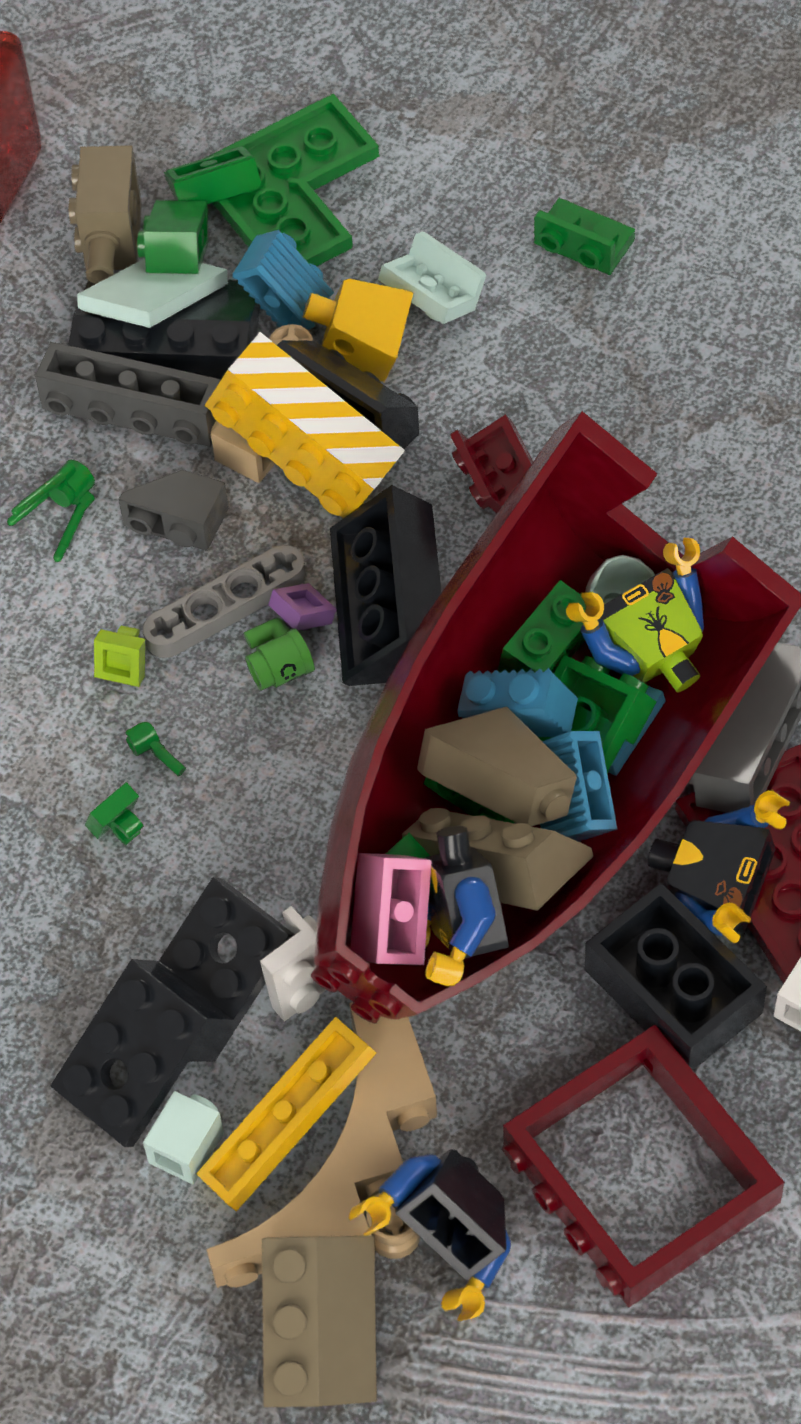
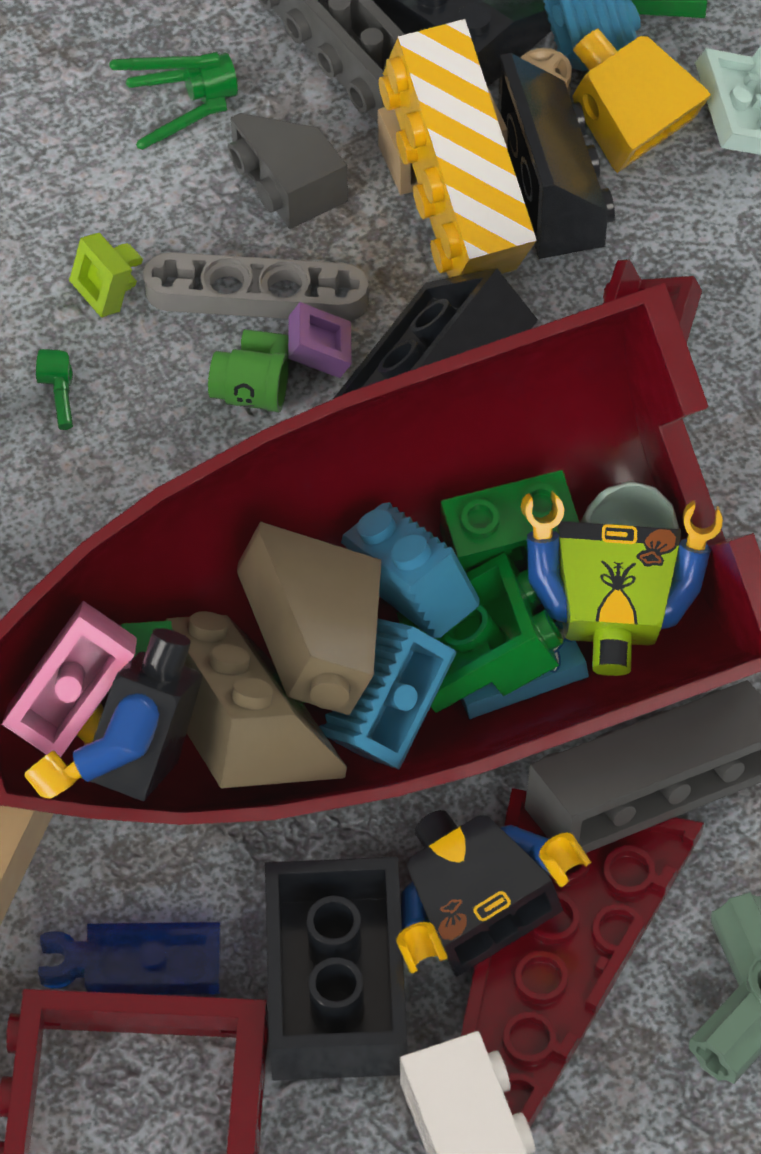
camera: 35 degrees right, 0 degrees up
(544, 1060) = (138, 958): none -> clear blue plate

